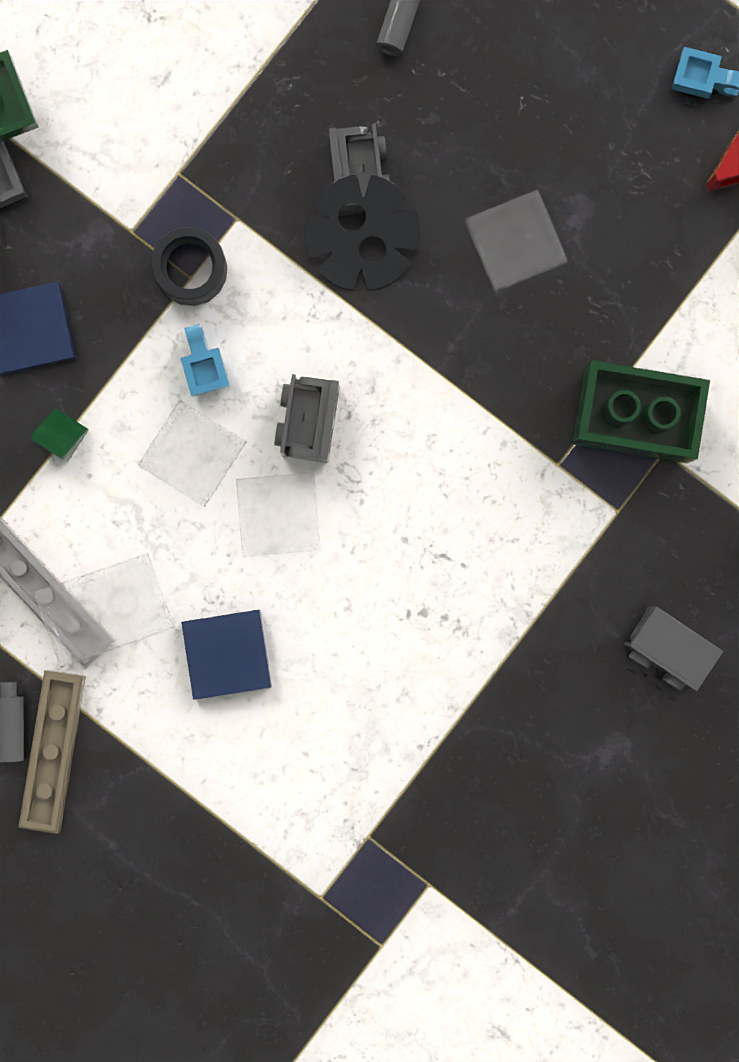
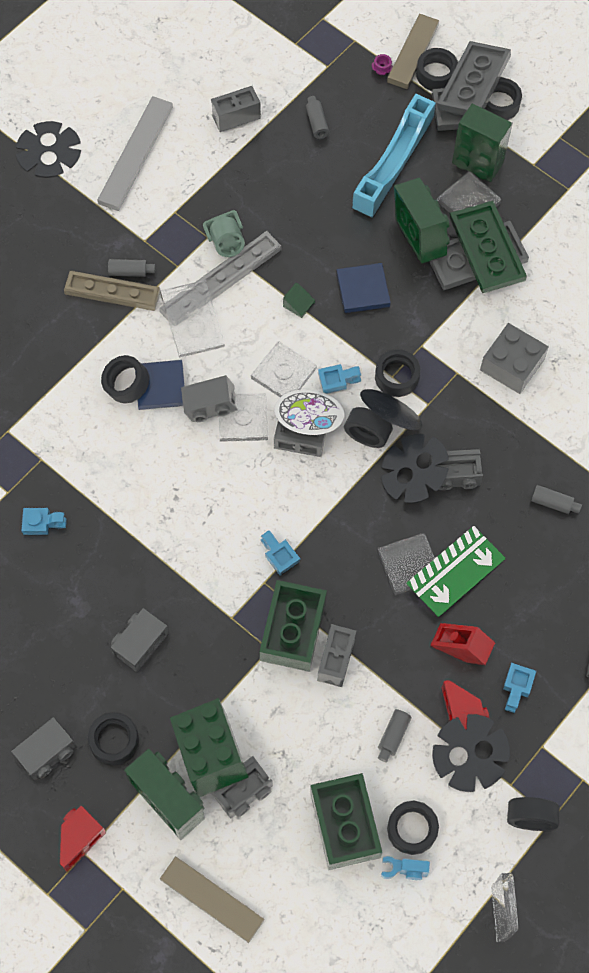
camera: 90 degrees right, 20 degrees down
(155, 76) = (514, 358): none -> dark grey brick
(222, 740) = (114, 368): none -> black tyre
(259, 570) = (209, 399): none -> dark grey hinge
(266, 271) = (391, 409): none -> black sticker
(275, 404) = (309, 412): none -> sticker
(297, 308) = (367, 427): none -> black tyre
(479, 828) = (38, 520): none -> dark azure plate
(517, 440) = (280, 555): none -> dark azure plate
(526, 169) = (455, 571): none -> green sticker
(645, 156) = (463, 642): none -> red slope
(684, 343) = (336, 655): none -> dark grey hinge

